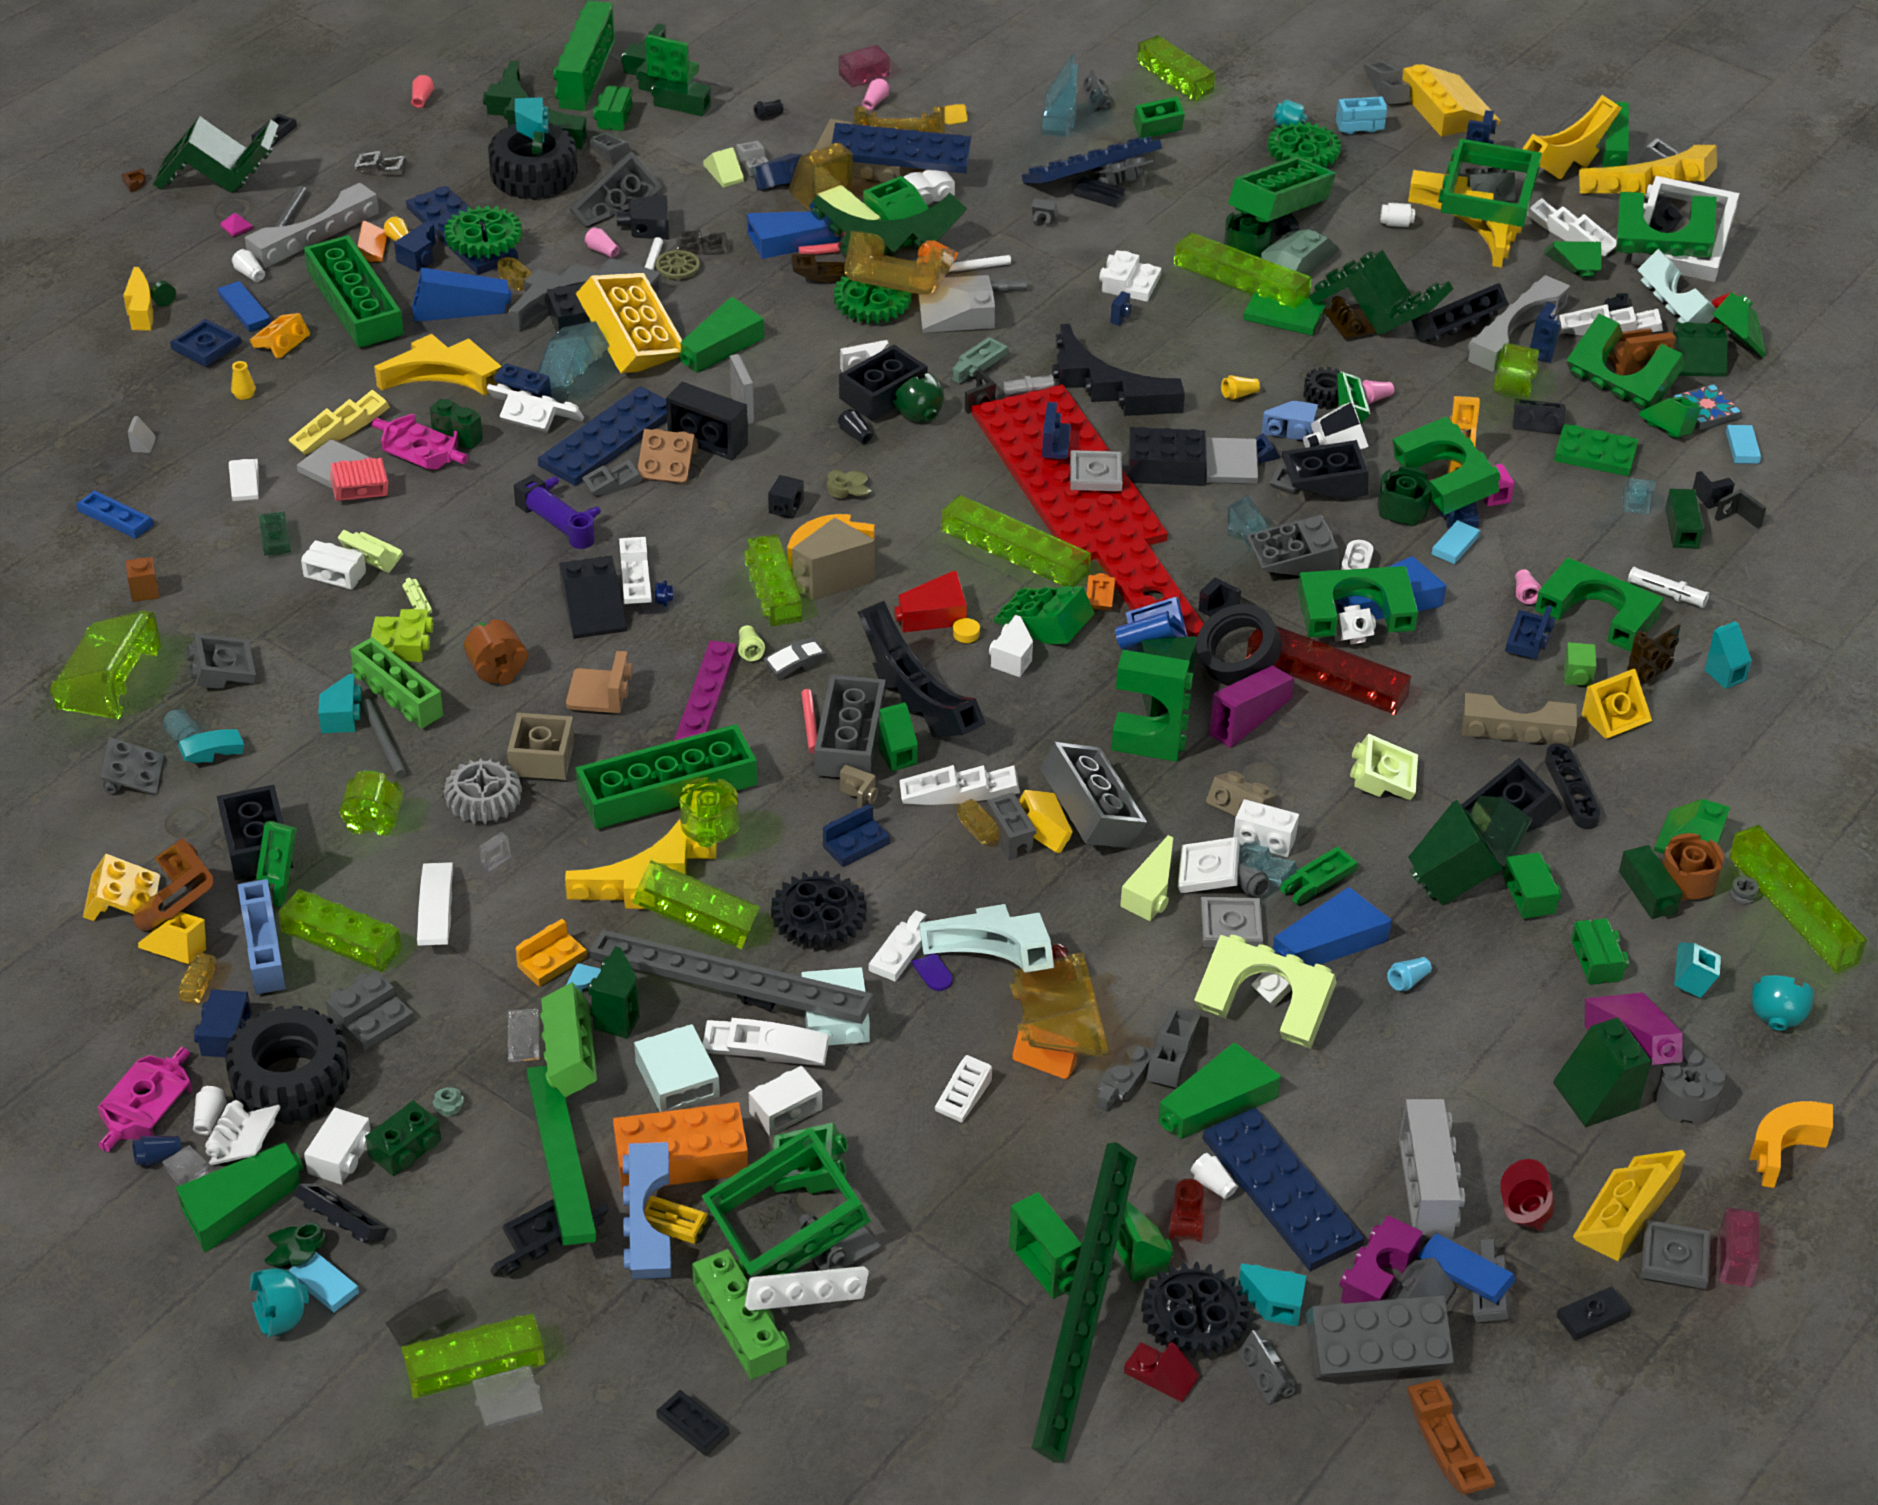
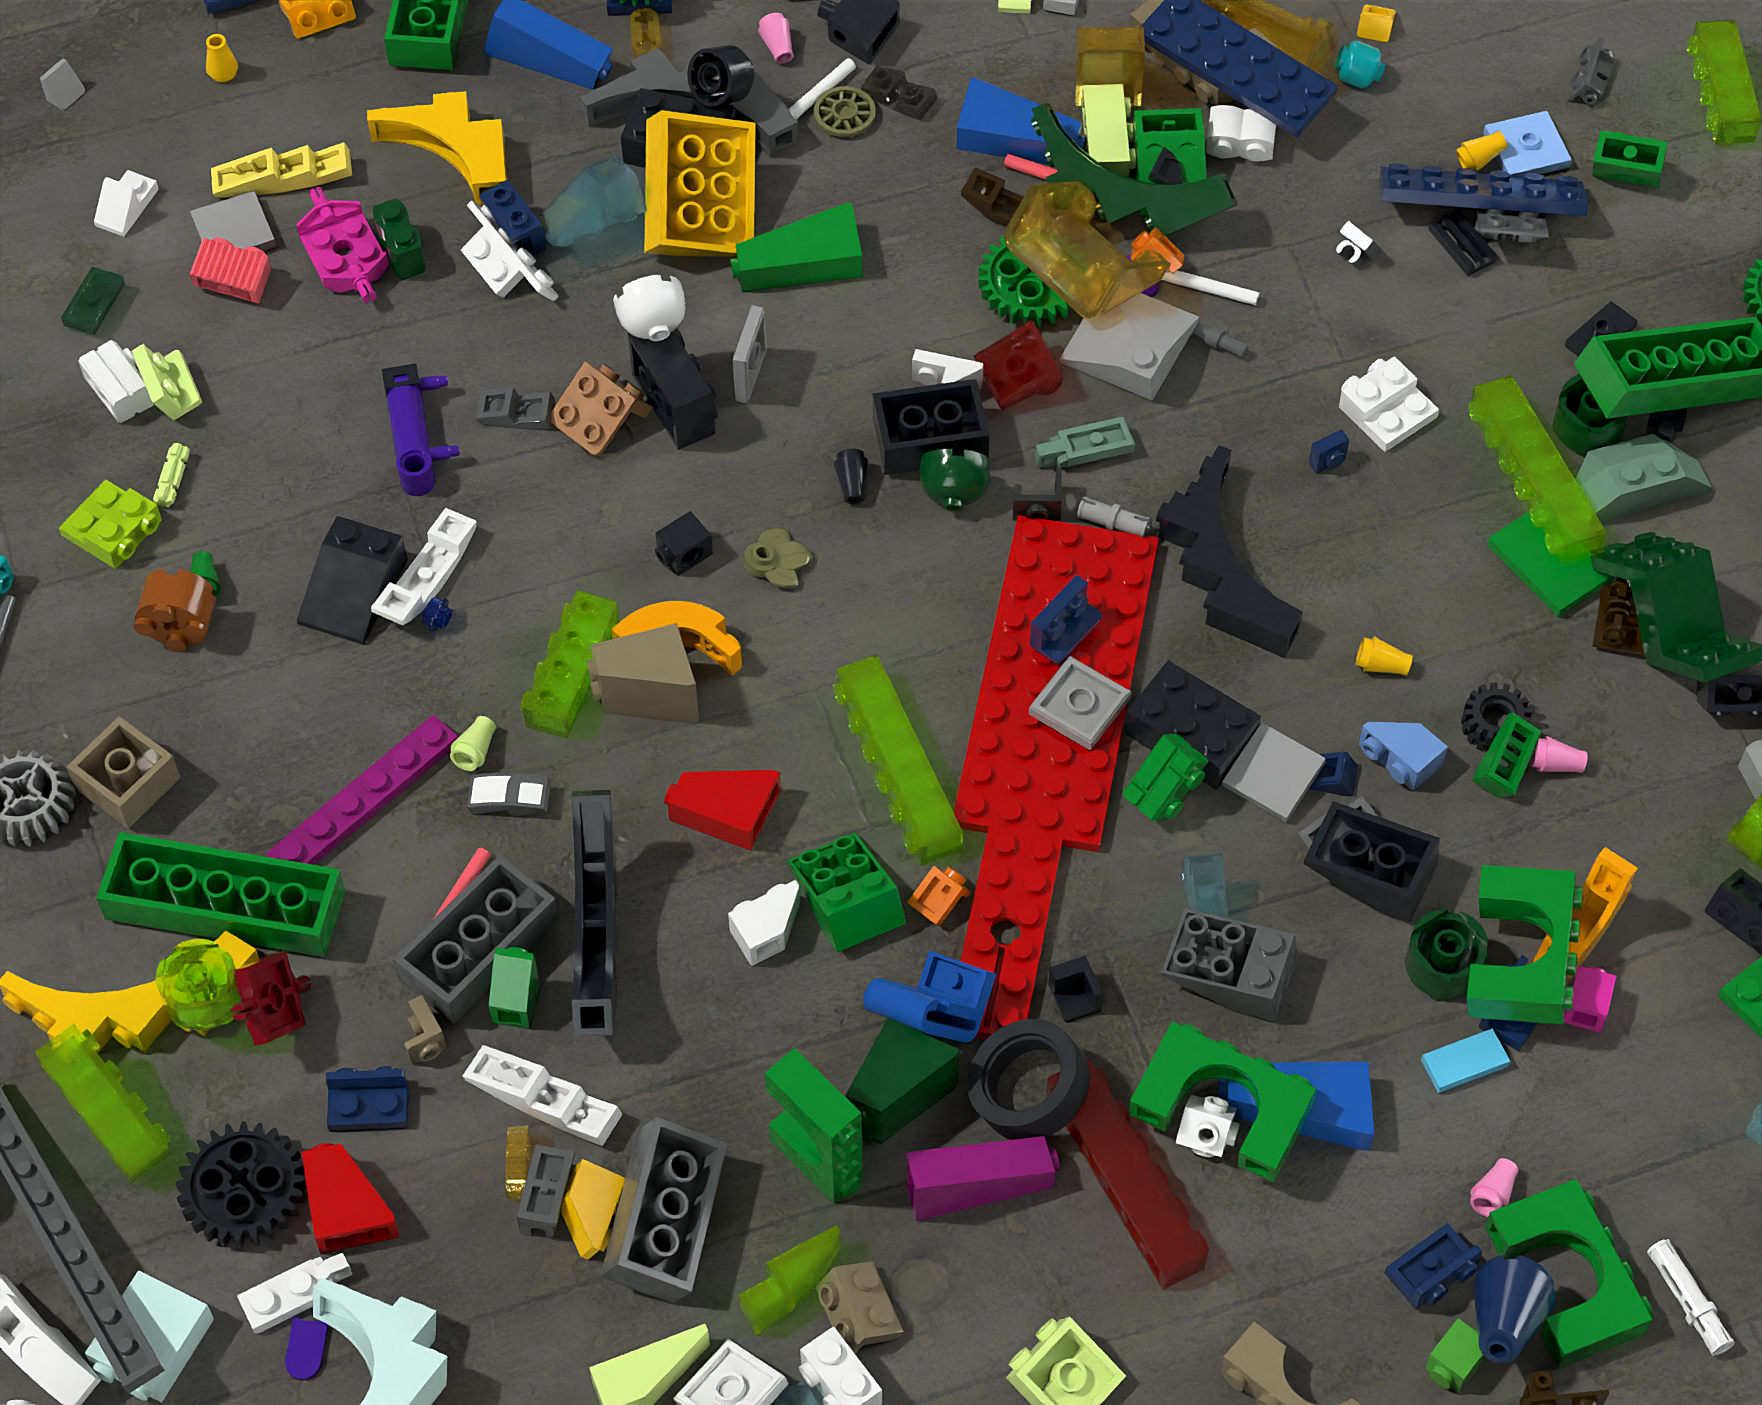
camera: 35 degrees right, 15 degrees up
(396, 683) = (45, 594): bright green brick -> none
(600, 688) = (259, 717): medium nougat bracket -> none
(605, 436) = (542, 344): dark blue plate -> none
(610, 250) = (720, 75): none -> black piece
(678, 370) = (651, 307): none -> white cylinder
(762, 814) = (270, 998): none -> dark red plate
(775, 171) = (1061, 20): dark blue arch -> none
(892, 887) = (343, 1201): none -> red slope
(904, 210) = (1166, 169): none -> black tile
(909, 333) = (1020, 366): none -> clear red slope
(966, 127) = (1359, 64): none -> teal head
(966, 630) = (739, 861): yellow tile -> none
(1061, 101) = (1512, 78): clear light blue slope -> none
(1071, 145) = (1480, 151): none -> yellow cone
(1092, 135) = (1532, 145): none -> light blue plate
(1180, 479) = (1166, 778): none -> green brick
(1189, 802) = (789, 1280): none -> clear neon green slope
(1214, 203) = (1607, 321): none -> black plate
(1337, 427) = (1436, 804): torso -> none
(1357, 555) = (1303, 1022): white plate -> none
(1588, 620) = (1510, 1305): none -> dark blue cone

